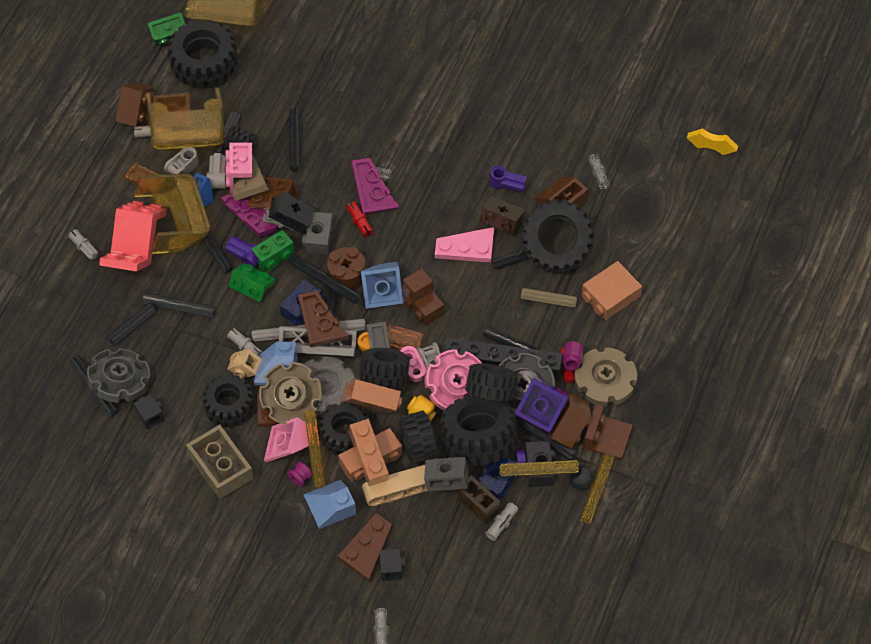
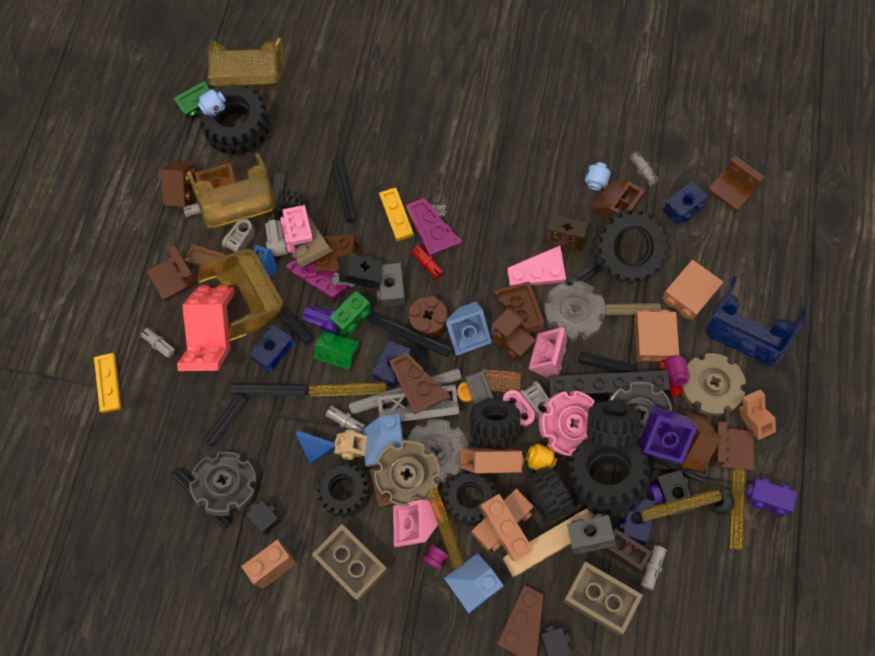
camera: 10 degrees left, 10 degrees up
(28, 272) = (107, 383): none -> yellow tile
(110, 187) = (171, 275): none -> reddish brown bracket
(146, 446) = (269, 564): none -> nougat brick
(184, 33) = (212, 103): none -> light blue head
(186, 278) = (271, 359): none -> clear blue brick
(211, 361) = (315, 447): none -> blue slope
(253, 318) = (347, 389): none -> clear yellow axle
(340, 171) = (396, 214): none -> yellow tile
(441, 271) = (522, 303): none -> reddish brown wing
(444, 533) = (602, 598): none -> dark tan brick
(454, 318) = (549, 352): none -> bright pink slope
(490, 287) = (578, 296): none -> clear piece
(507, 179) = (562, 194): dark purple piece -> none
(548, 170) = (597, 176): none -> light blue head
(562, 323) = (655, 335): none -> nougat brick
(629, 481) = (764, 494): none -> dark purple brick
(634, 202) = (690, 195): none -> clear blue brick
(638, 408) = (756, 415): none -> nougat brick
(650, 338) = (750, 336): none -> clear blue windscreen
(686, 201) = (736, 183): none -> reddish brown bracket
(719, 143) = (740, 118): yellow tile -> none

